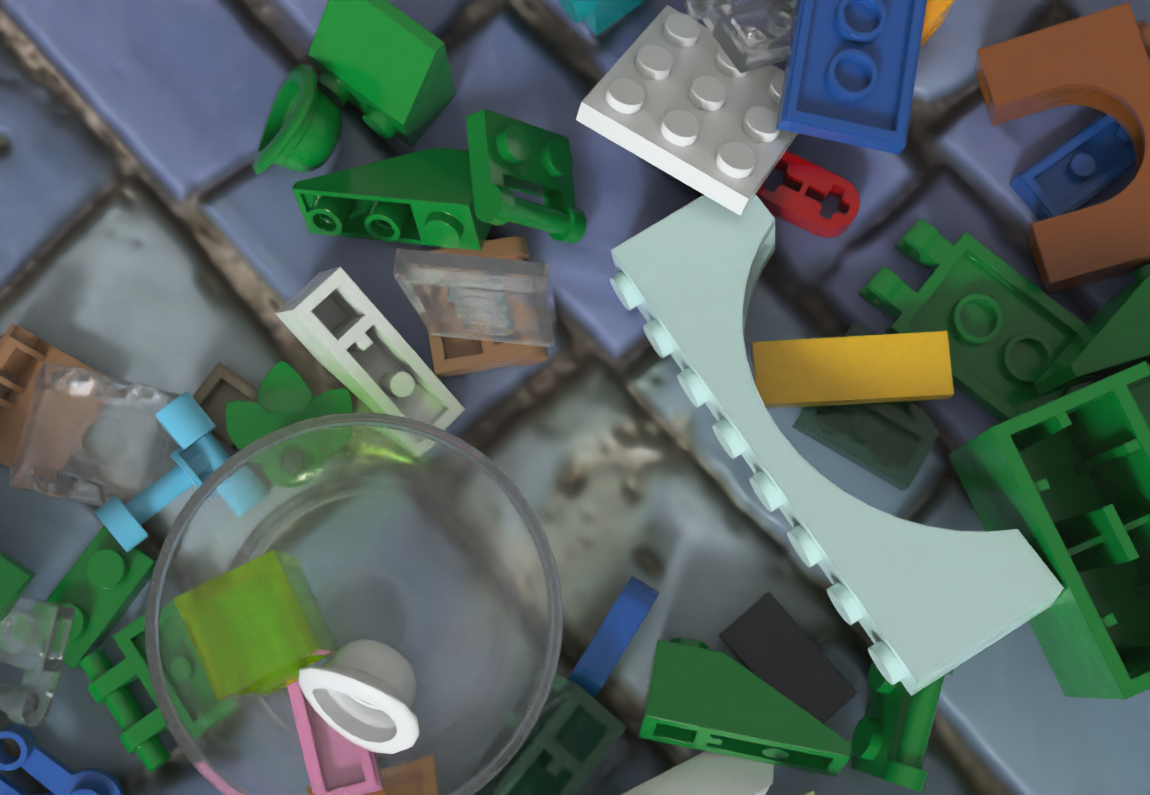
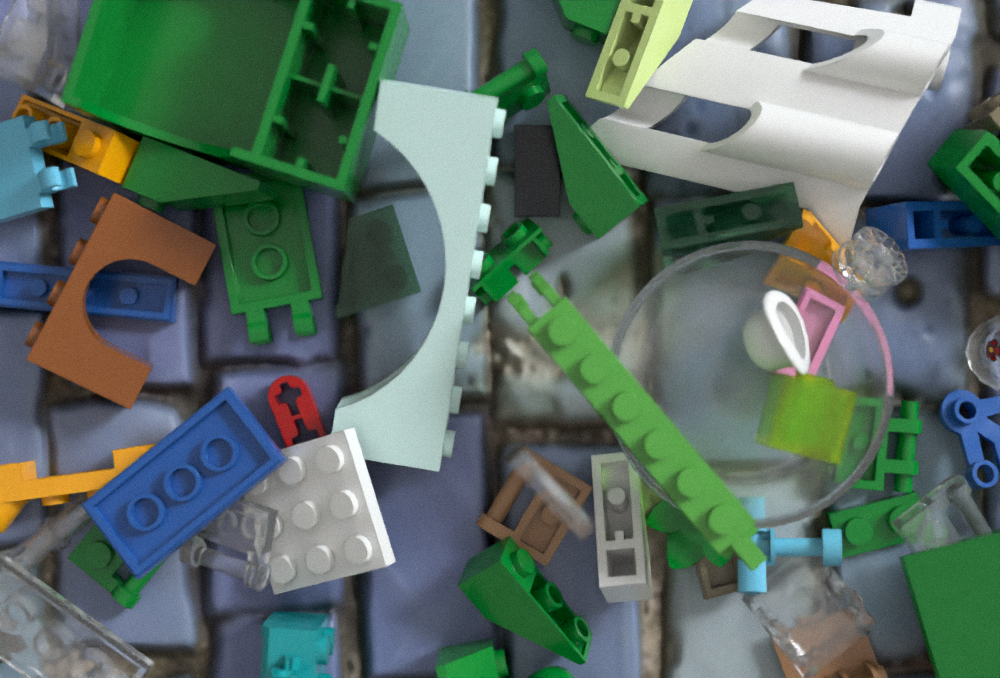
camera: 145 degrees left, 10 degrees up
(441, 462) = (640, 425): none -> bright green hinge
(527, 160) = (440, 566): green plate -> none
(613, 636) = (617, 262): blue beam -> none
(735, 559) = (519, 245): none -> green hinge
(853, 369) = (367, 292): yellow tile -> none

